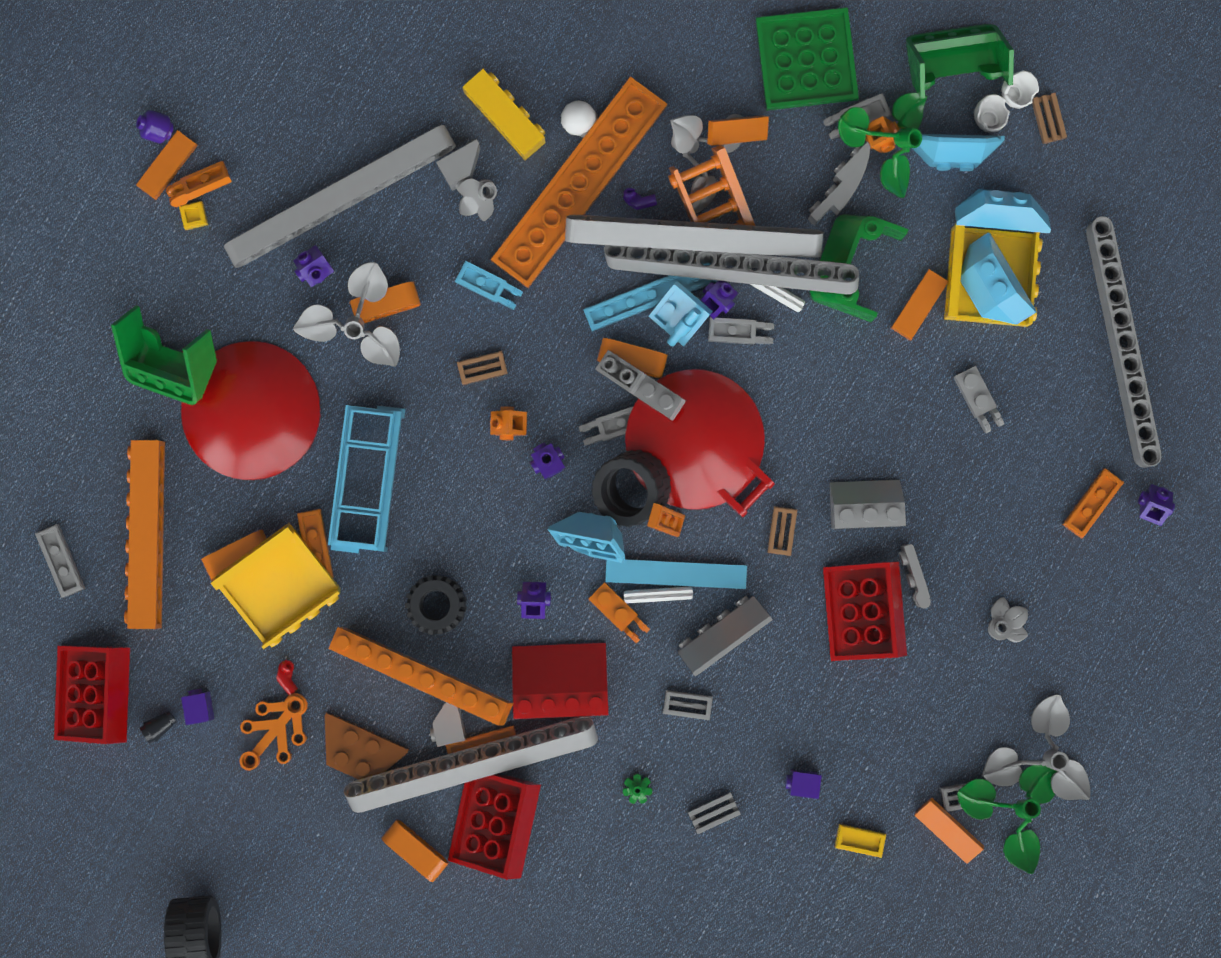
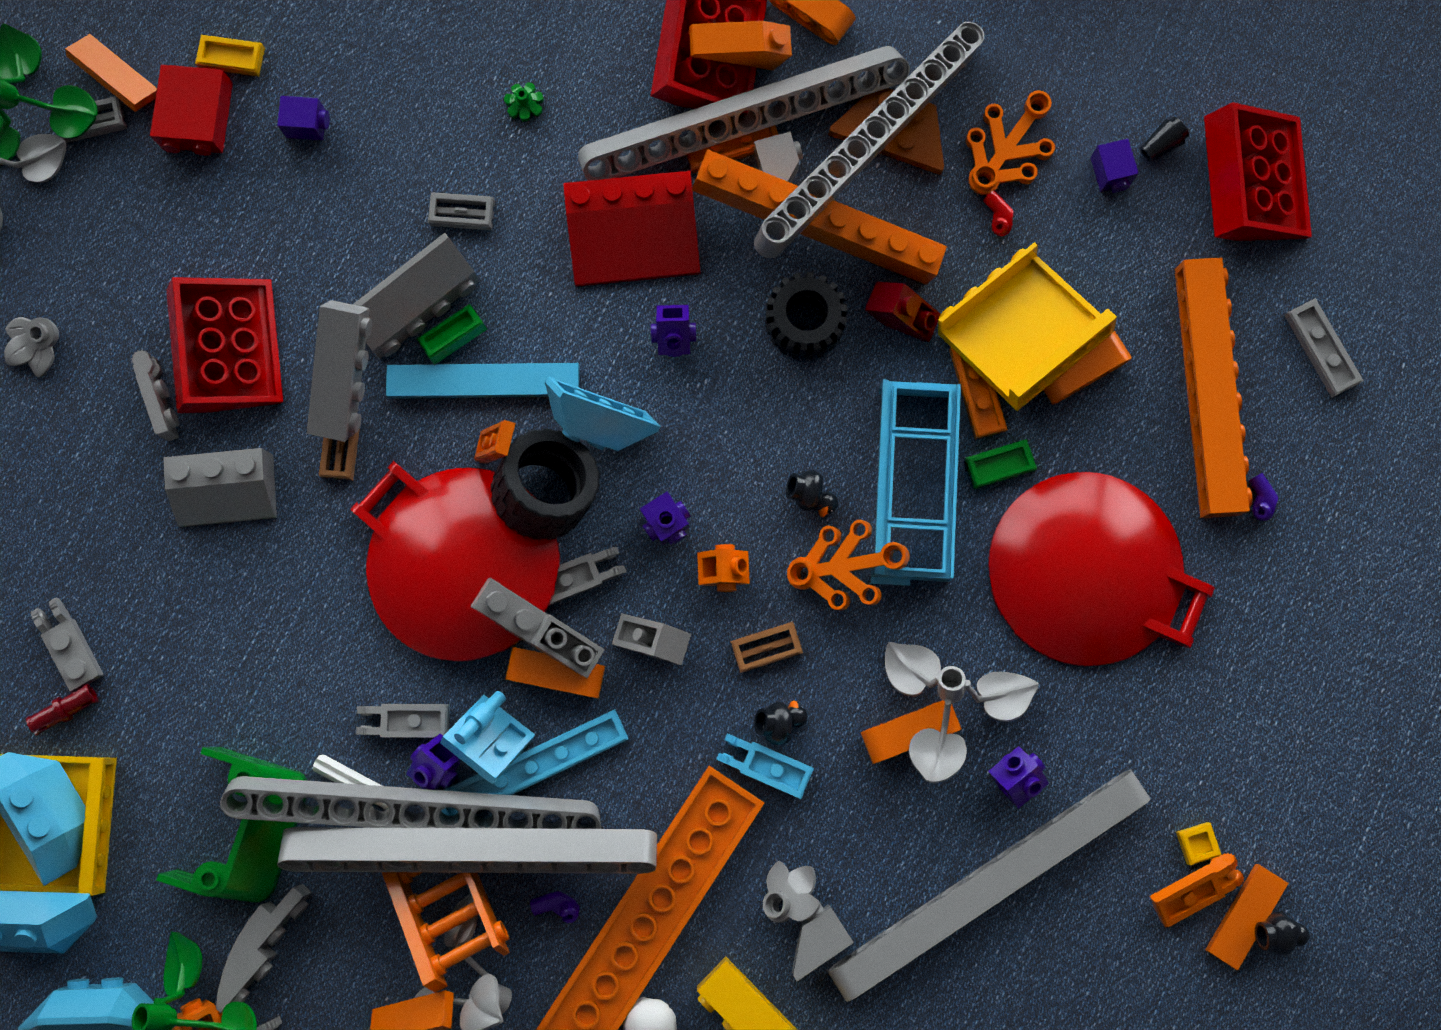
camera: 175 degrees right, 5 degrees down
(117, 451) = (1266, 498): none -> dark purple arm
(145, 151) = (1281, 934): none -> black animal
(154, 126) = (1272, 973): dark purple head -> none
(160, 368) = (1221, 617): green windscreen -> none
(304, 489) = (1000, 464): none -> green tile
(364, 605) = (902, 310): none -> dark red slope
(385, 727) = (883, 125): none -> light grey beam
(424, 419) = (841, 565): none -> orange plant
(444, 474) = (807, 493): none -> black animal
(468, 818) = (742, 43): none -> orange slope
(476, 315) = (778, 720): none -> black animal
(563, 377) = (651, 638): none -> light grey slope
(617, 610) = (560, 326): orange hinge -> none
(661, 594) = (506, 351): white axle -> none
(697, 609) = (452, 334): none -> green tile
(699, 829) = (420, 72): light grey tile -> none
(776, 578) = (338, 370): none -> light grey brick
(888, 795) = (191, 109): none -> red brick
(919, 304) = (149, 775): orange tile -> none
(980, 353) = (62, 709): none -> dark red pin

